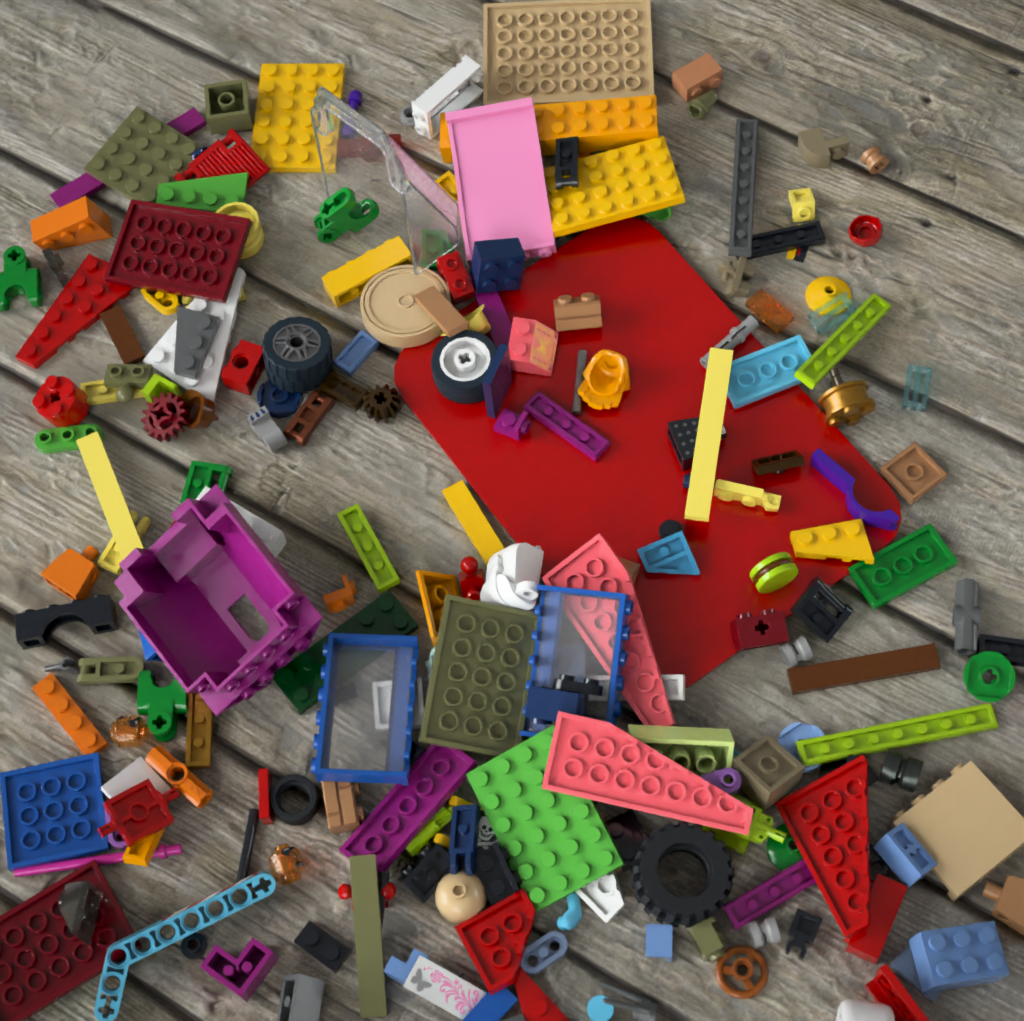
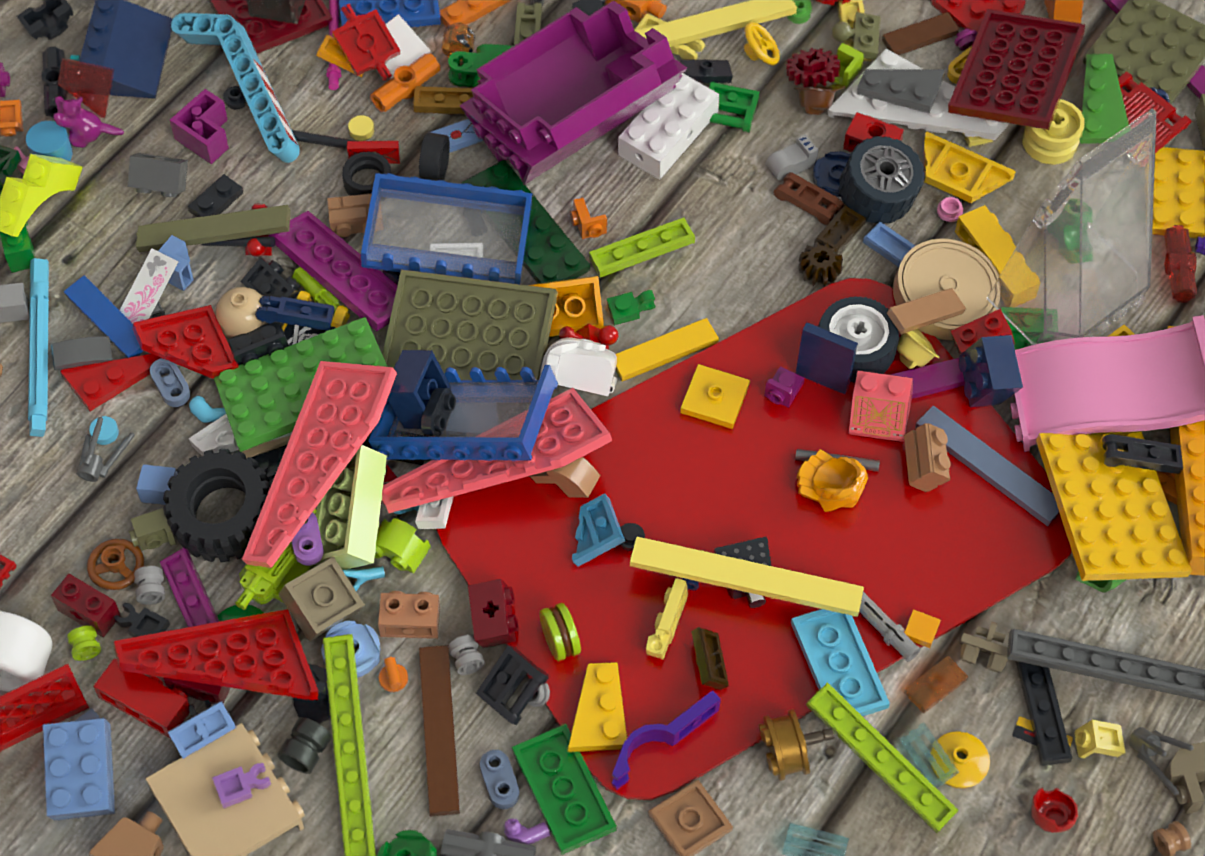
camera: 85 degrees right, 5 degrees down
(132, 298) = (965, 39): none -> magenta plate
(138, 461) = (757, 46): none -> yellow piece
(164, 503) = (708, 70): none -> black plate
(232, 815) = (361, 128): none -> light yellow tile
(242, 726) = (460, 134): none -> medium blue tile
(277, 300) = (961, 170): none -> yellow wing
(278, 733) = (434, 157): none -> black tyre
(286, 864) = (300, 167): clear orange head -> none
(318, 309) = (950, 209): none -> bright pink plate
(432, 556) = (627, 308): none -> green plate
(525, 476) = (715, 396): none -> yellow plate
(566, 426) = (778, 443): magenta tile -> none
(575, 272) = (994, 467): none -> sand blue tile
(697, 714) = (401, 545): none -> lime cylinder
(727, 317) = (922, 628): none -> light orange tile
(765, 702) = (409, 615): none -> nougat brick
(793, 986) = (85, 604): none -> dark red brick
(802, 173) = (1149, 744): none -> dark grey plant
(823, 710) = (393, 676): none -> orange plate
(830, 981) = (84, 643): none -> lime wheel
(902, 618) = (499, 777): none -> sand blue plate
(945, 594) = (522, 834): none -> medium lavender arm
(956, 812) = (235, 785): none -> medium lavender plate

